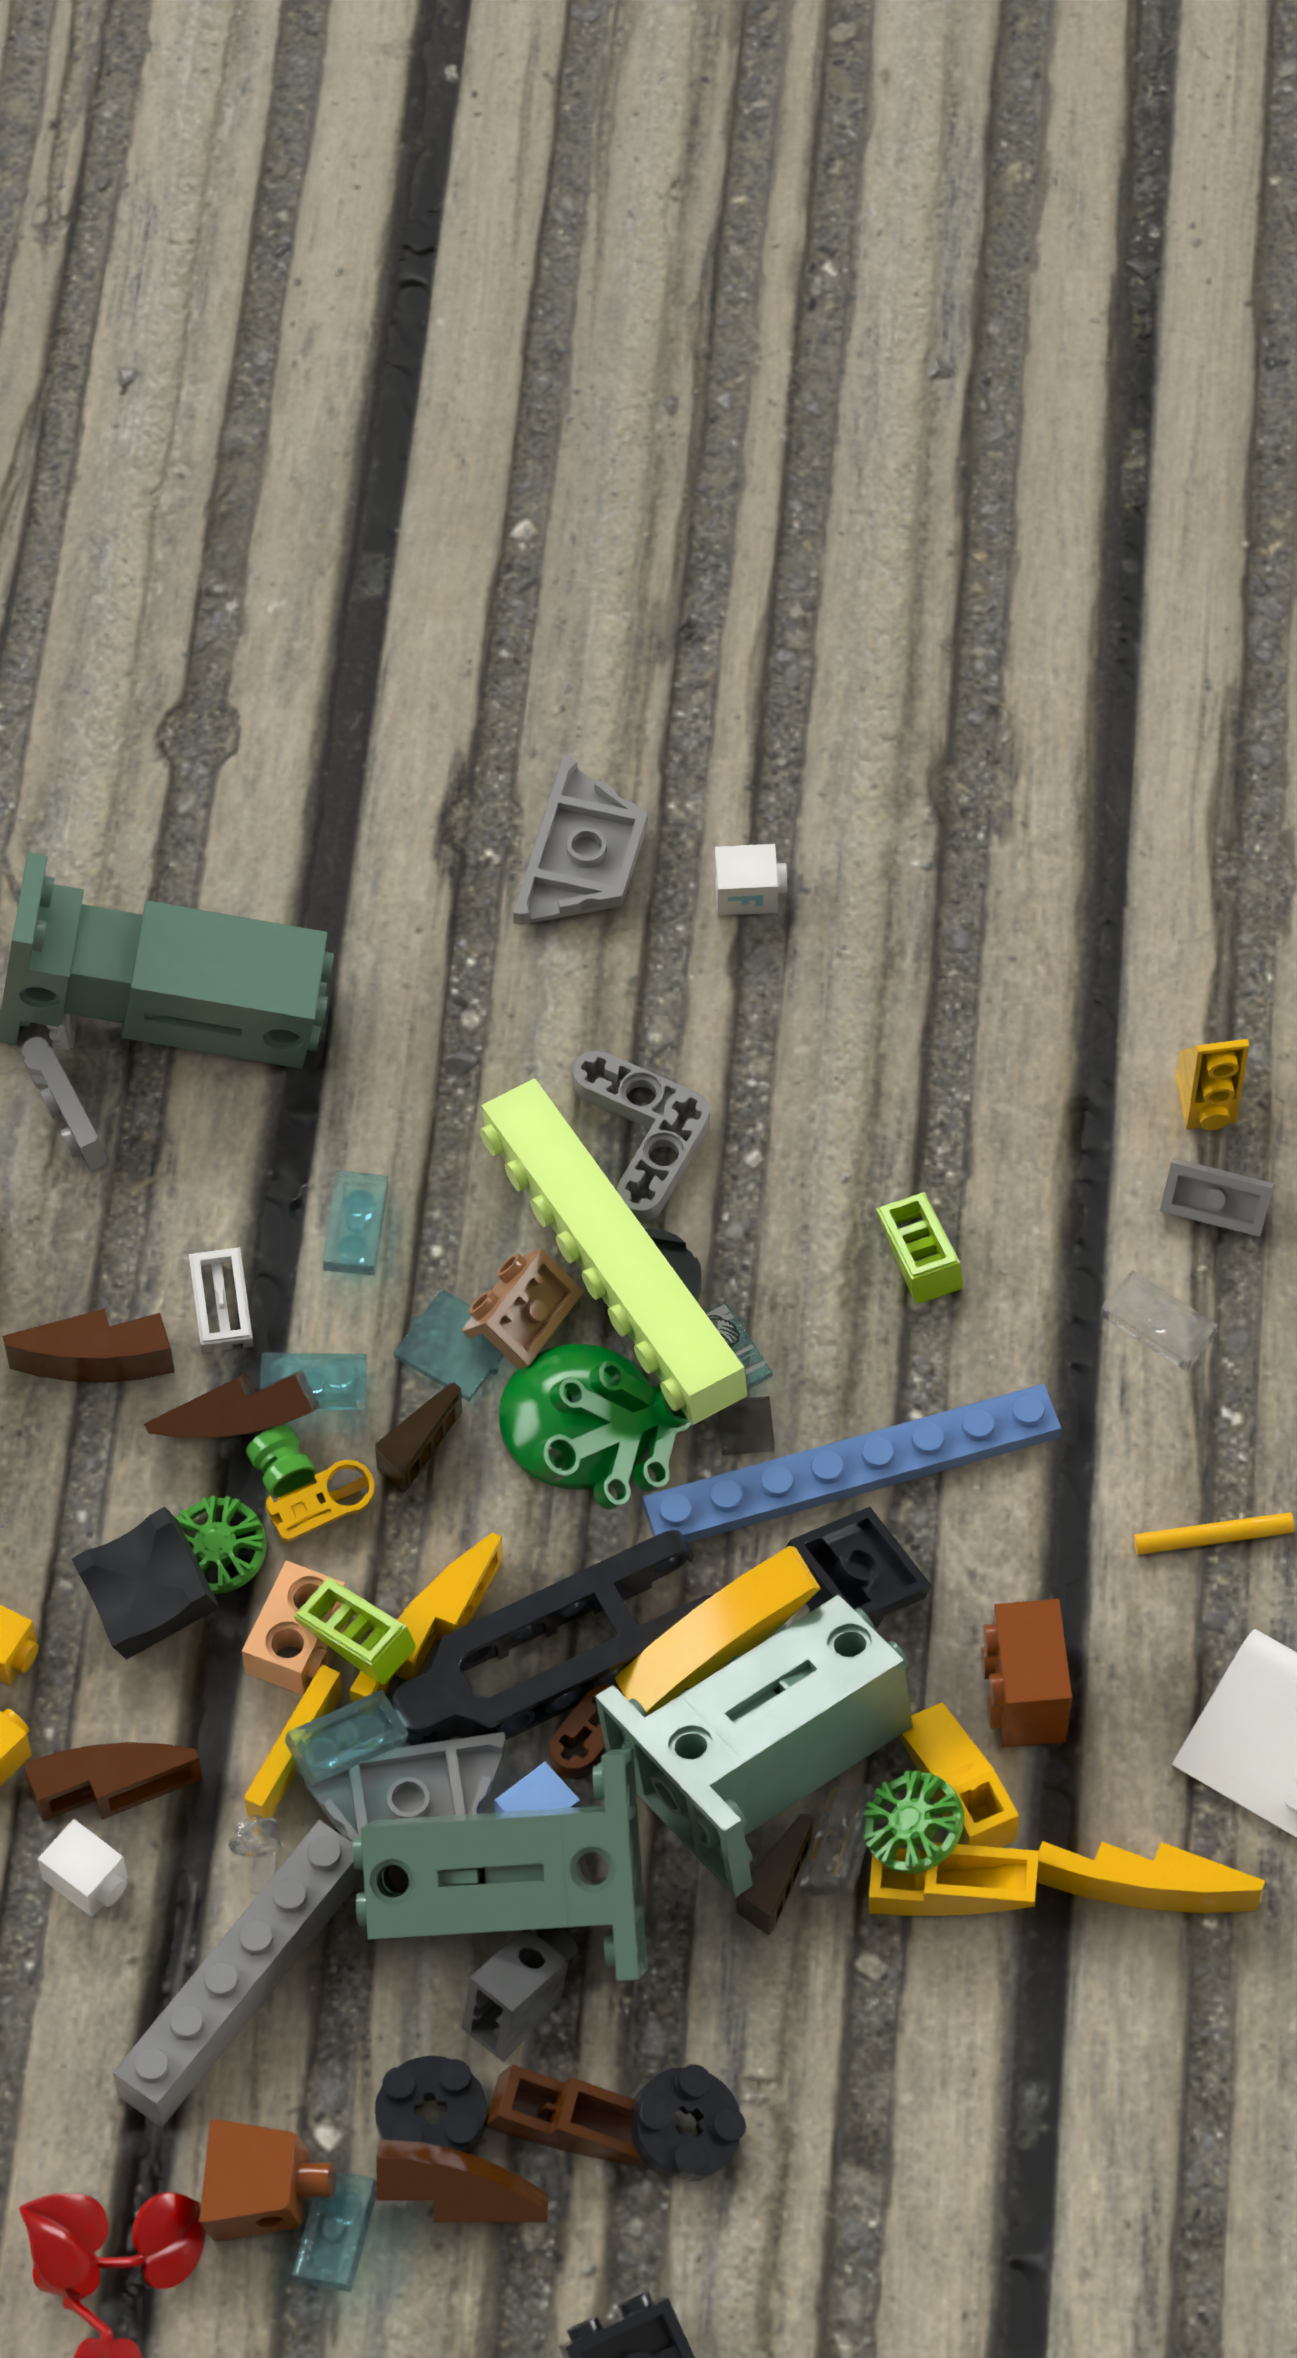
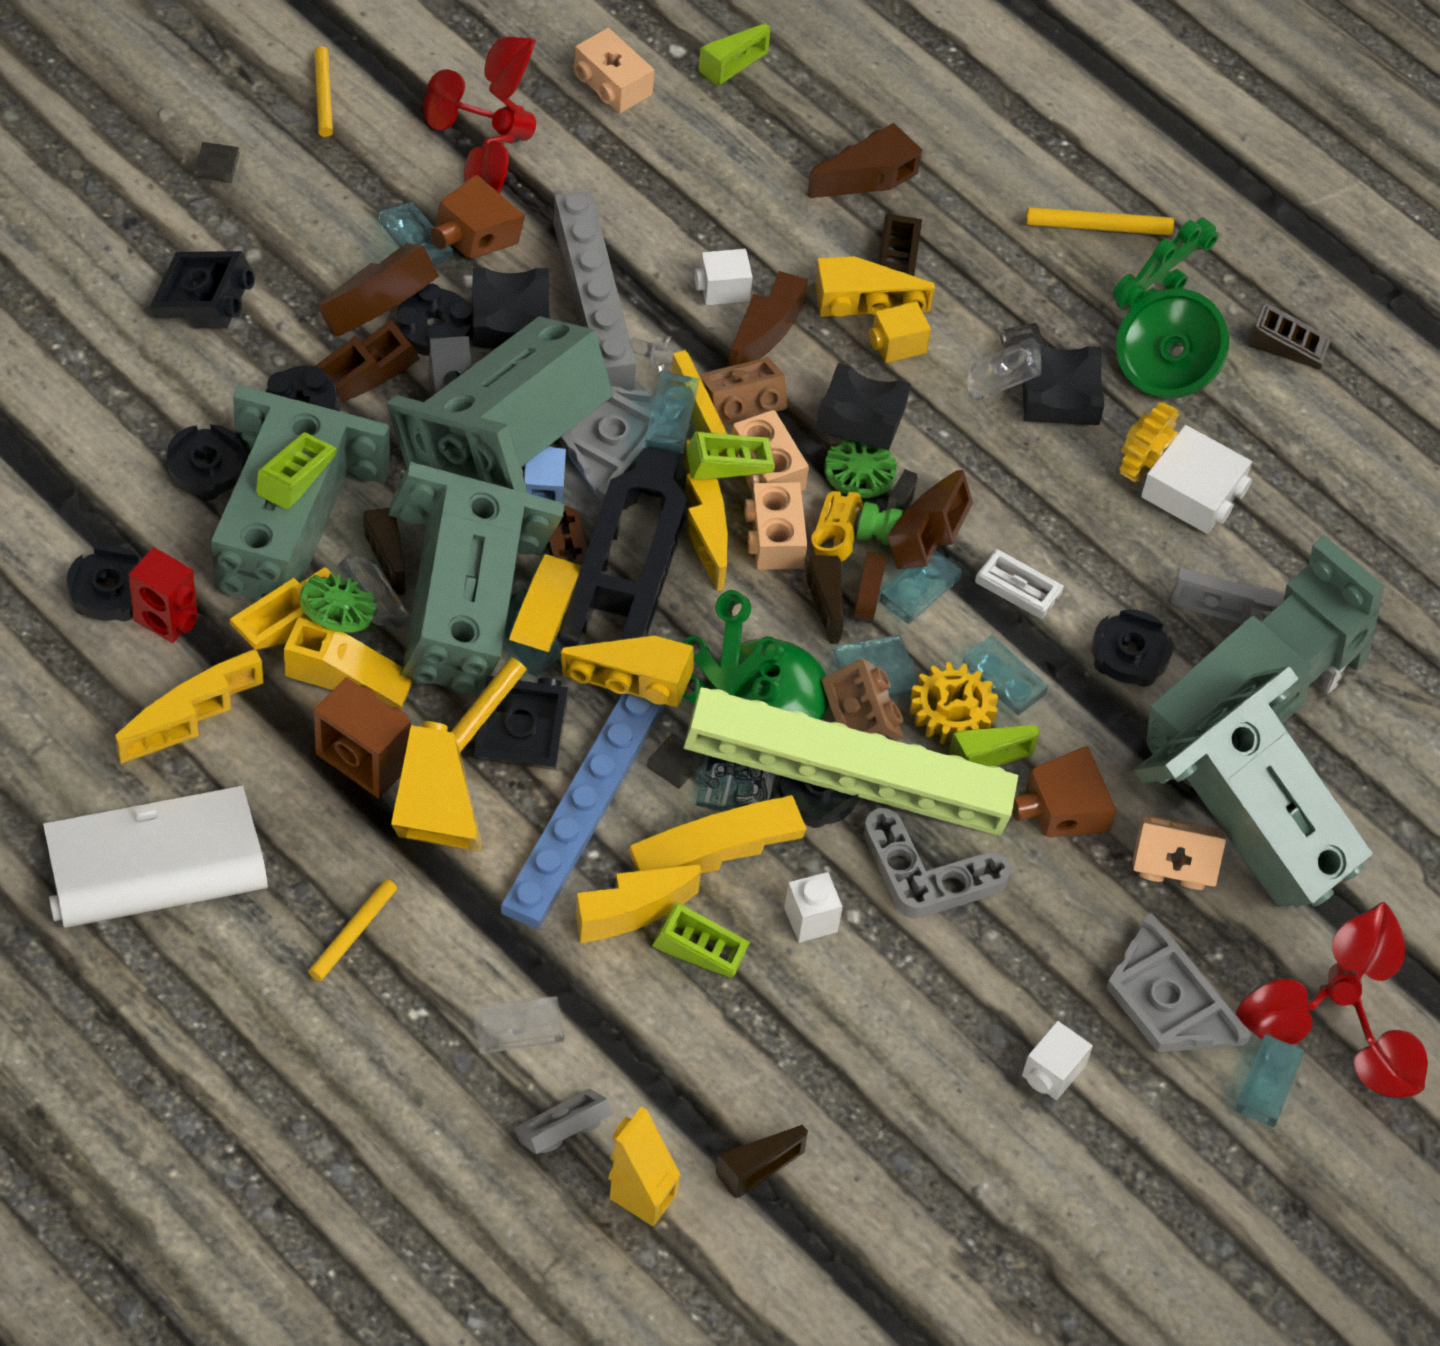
camera: 125 degrees right, 5 degrees down
(91, 1350) = (1039, 496): reddish brown slope -> none
(214, 1170) = (1129, 666): none -> black plate
(221, 1728) = (746, 390): none -> medium nougat bracket
(224, 1469) = (904, 491): none -> clear smoke tile
(326, 879) = (1264, 793): none -> brick
(344, 2037) = (507, 303): none -> black brick
(367, 1543) = (777, 526): none -> light nougat brick
(368, 1412) = (870, 586): none -> reddish brown beam
(425, 931) = (1162, 836): none -> light nougat brick
(440, 713) = (1363, 944): none -> red plant
(441, 1258) = (953, 701): none -> yellow gear
(447, 1068) = (1067, 797): none -> dark orange torso
(462, 1168) = (995, 745): none -> lime slope
(586, 725) = (1269, 1080): none -> clear light blue plate
(692, 1499) = (636, 666): none -> yellow slope
(795, 1173) = (813, 907): none -> white brick
(808, 1304) = (721, 836): none -> yellow slope
(817, 1945) = (303, 469): none -> lime slope
(828, 2003) = (262, 543): none -> sand green brick
(829, 2180) = (205, 479): none -> black plate
(910, 1597) = (488, 701): none -> yellow piece
(941, 1320) = (635, 901): none -> yellow slope
(1034, 1543) = (434, 791): none -> yellow slope
(1066, 1999) = (163, 595): none -> red brick
(1084, 2128) = (90, 597): none -> black plate
(1085, 1022) = (756, 1161): none -> dark brown slope

